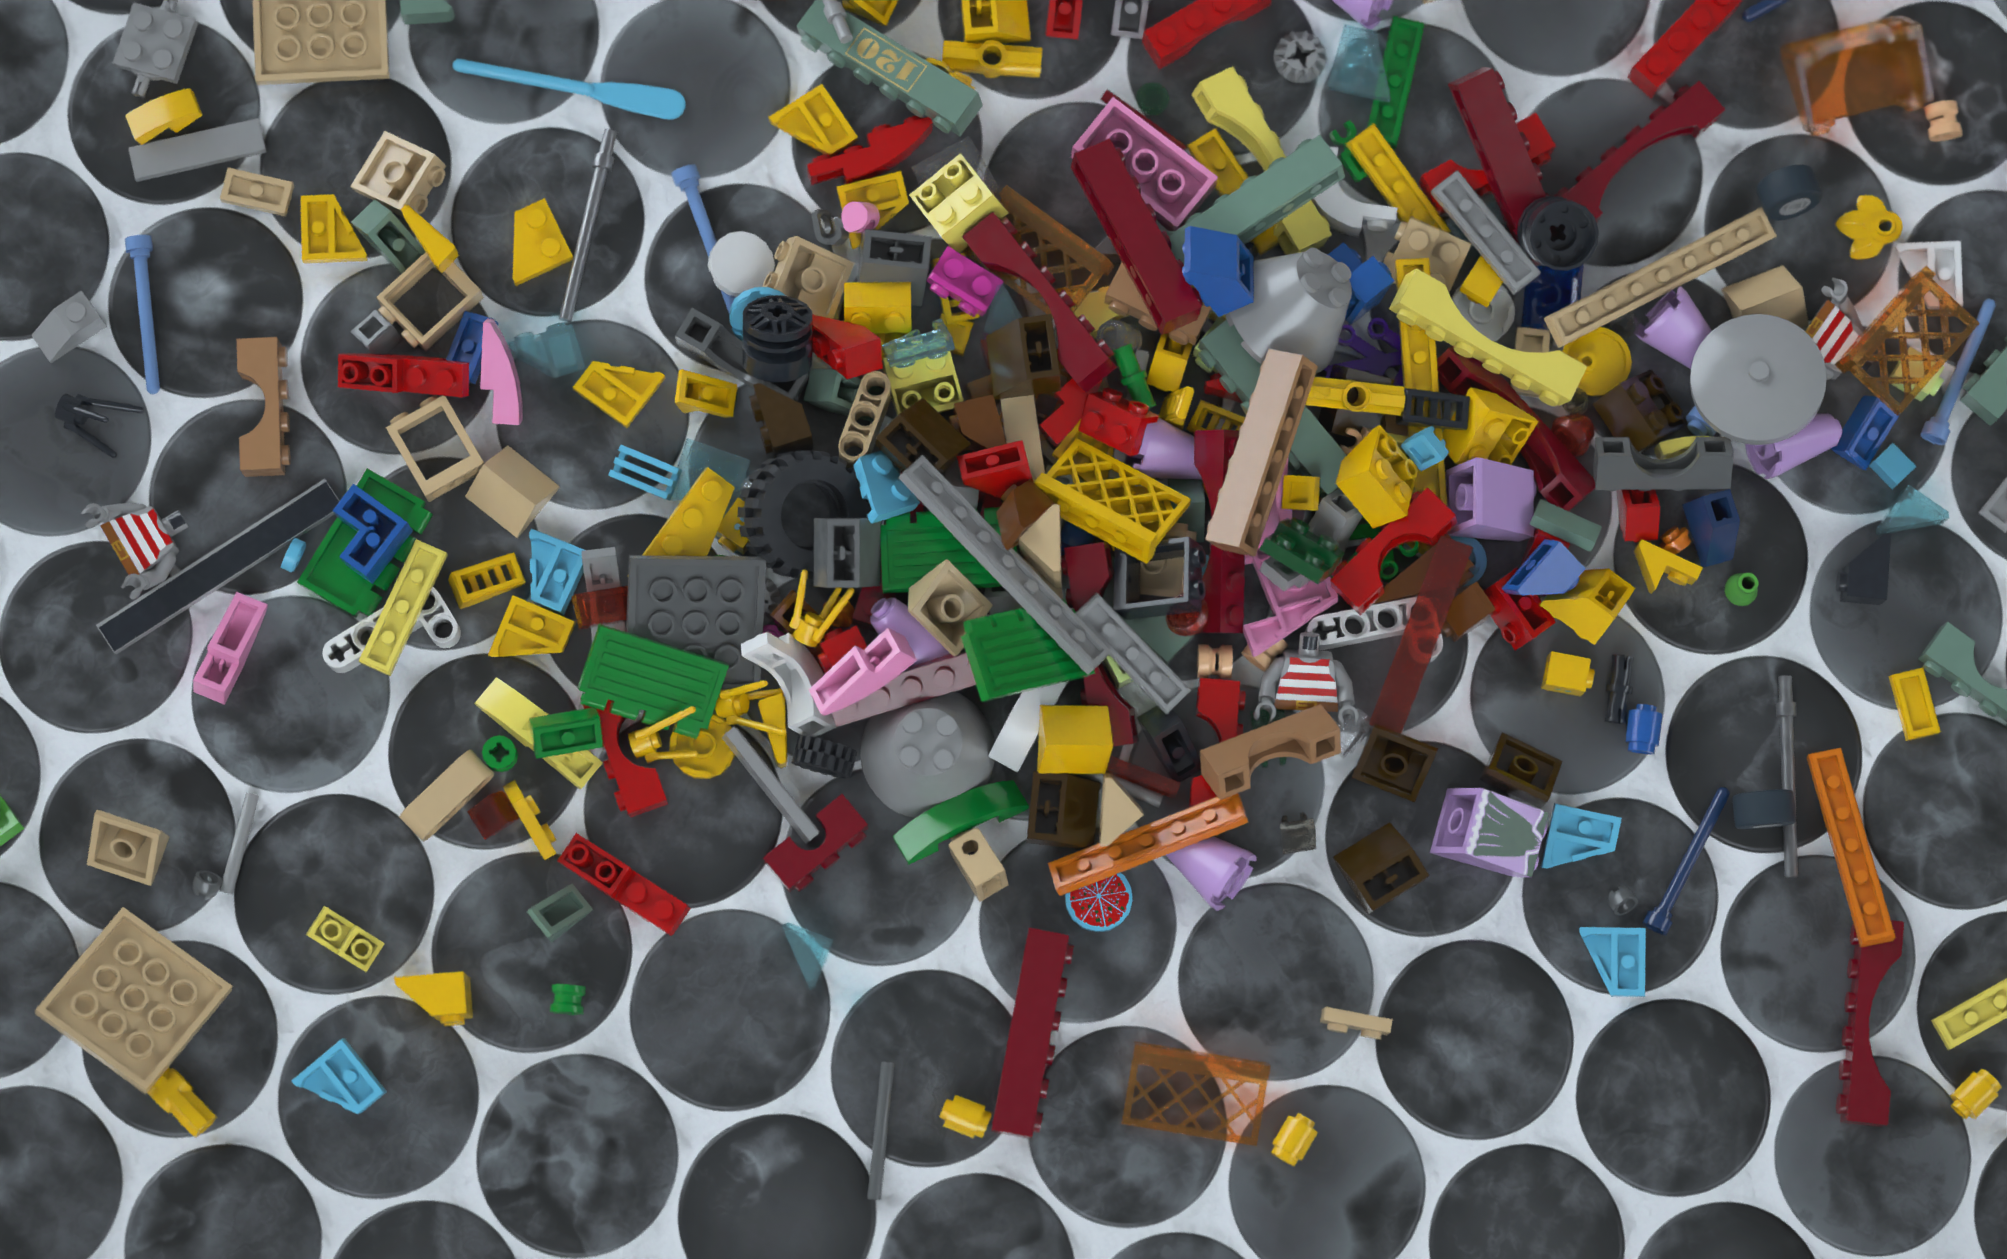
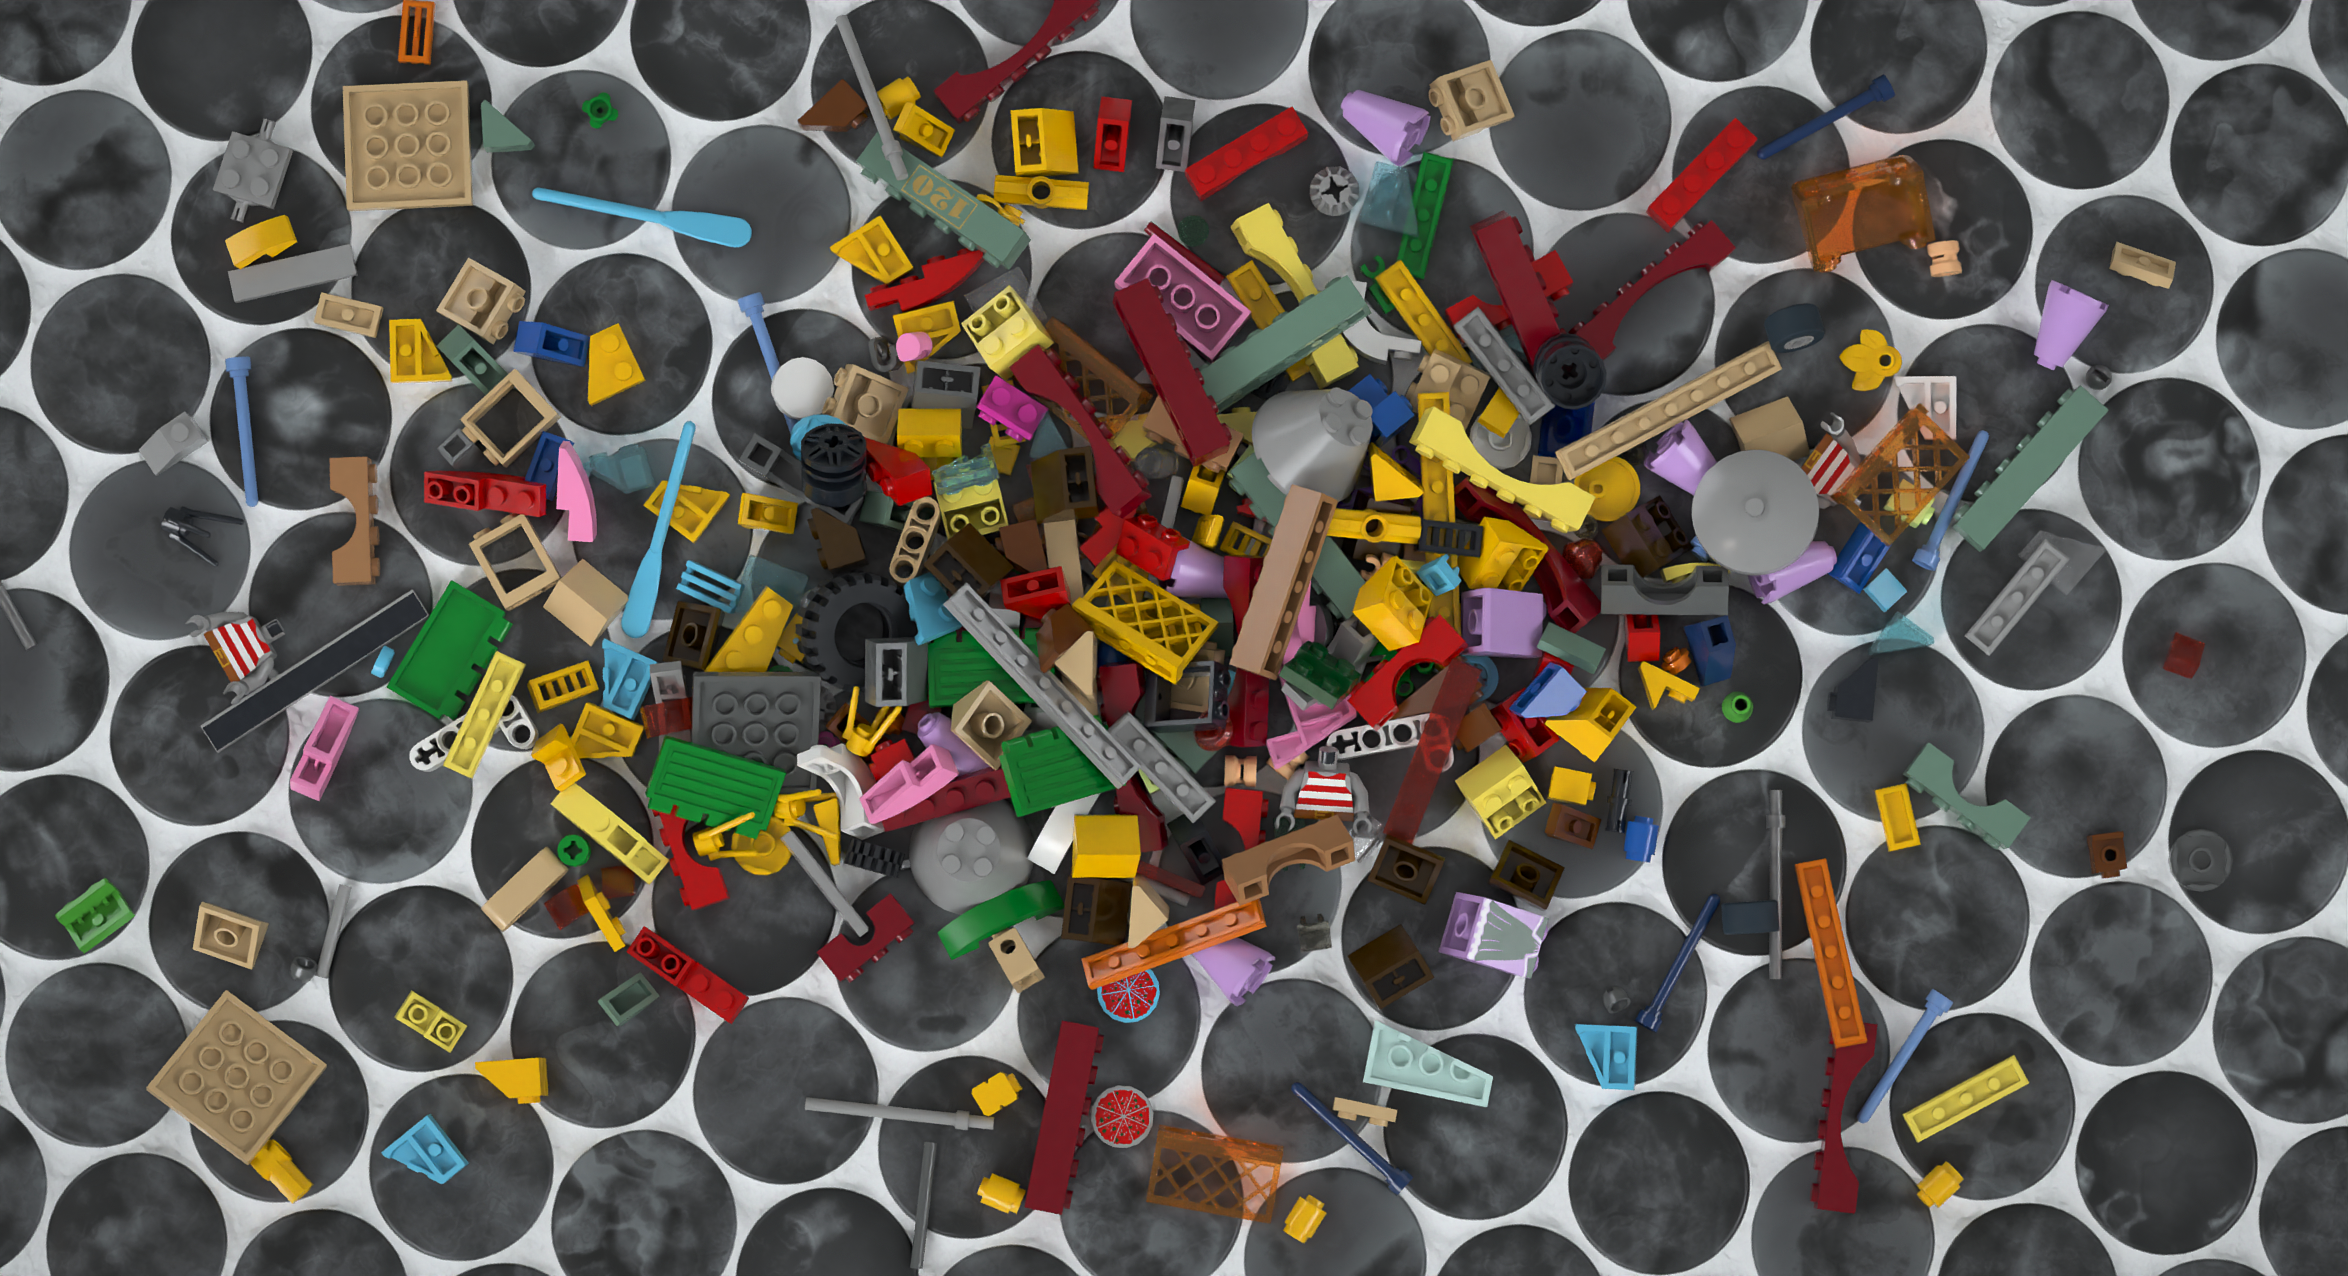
camera: 10 degrees right, 5 degrees up
(378, 533) = (461, 645): blue brick -> none
(437, 246) = (515, 373): yellow slope -> none
(473, 219) = (551, 343): none -> blue slope
(483, 654) = (559, 757): none -> yellow slope
(548, 787) = (618, 882): none -> clear red slope
(566, 732) = (634, 834): green slope -> none
(567, 999) = (635, 1080): green wheel -> none
(574, 477) = (644, 590): none -> medium azure piece
(603, 164) = (673, 289): flat silver bar -> none
(628, 521) = (693, 635): none -> dark brown slope
(809, 950) = (859, 1039): clear light blue slope -> none
(920, 1038) = (960, 1120): none -> light grey bar
(960, 1006) = (998, 1091): none -> yellow brick
(1094, 1032) = (1122, 1116): none -> tile
(1133, 375) = (1167, 502): green pin -> none
(1218, 269) = (1247, 406): blue slope -> none
(1300, 492) = (1321, 617): yellow plate -> none
(1366, 348) = (1389, 478): none -> yellow slope
(1390, 1094) = (1396, 1177): none -> dark blue piece
(1405, 974) = (1415, 1067): none -> light aqua wing
(1493, 680) = (1500, 791): none -> light yellow slope
(1570, 716) = (1572, 826): none -> reddish brown slope
(1578, 835) = (1577, 937): medium azure wing -> none
(1964, 902) = (1935, 1006): none -> medium blue piece

